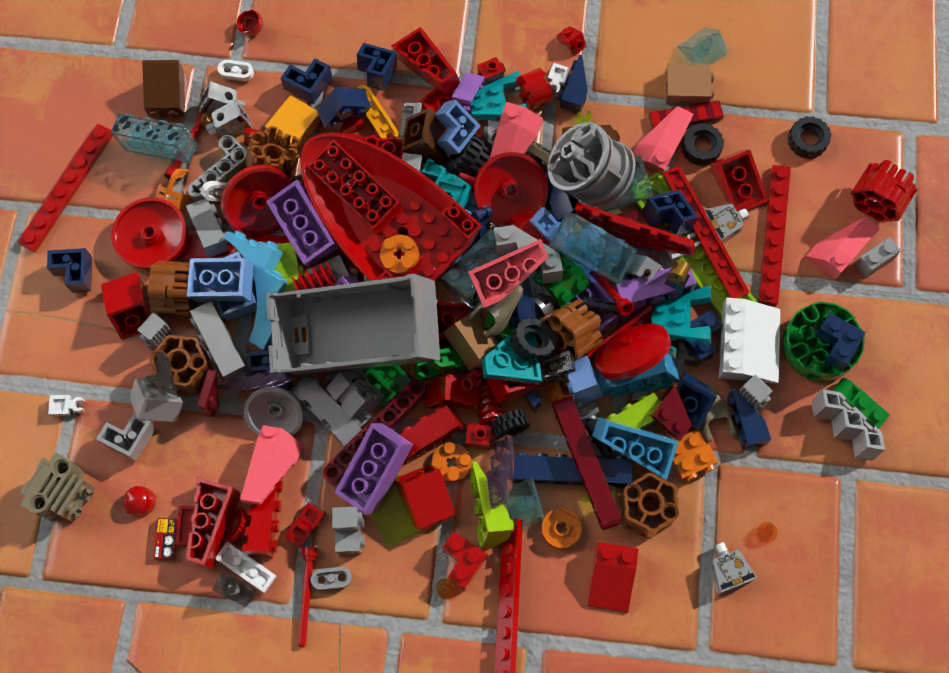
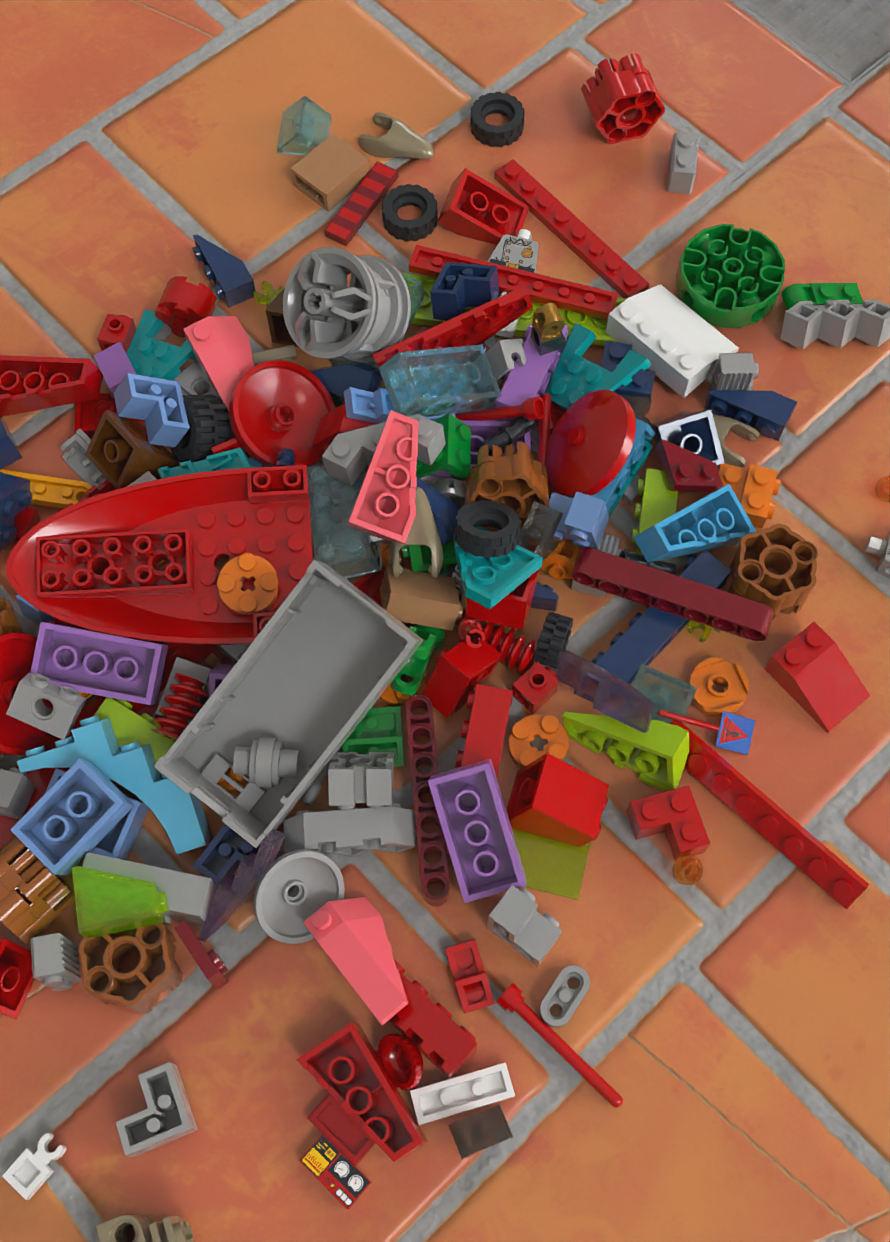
camera: 50 degrees left, 5 degrees down
(139, 501) = (254, 1168): red hair -> none
(154, 403) = (147, 1040): light grey brick -> none
(164, 377) = (137, 992): clear smoke slope -> none
(195, 333) = (115, 902): none -> clear neon green slope
(261, 219) = (29, 707): none -> light grey brick
(319, 341) = (266, 762): none -> light grey piece
(541, 555) = (732, 733): none -> piece
(558, 76) = (194, 272): white plate -> none
(573, 39) = (164, 231): red bracket -> none
(661, 142) = (370, 232): coral wedge -> none
(743, 100) = (398, 142): none -> dark tan animal
(839, 249) = (643, 186): coral wedge -> none
(843, 338) = (754, 248): dark blue brick -> none

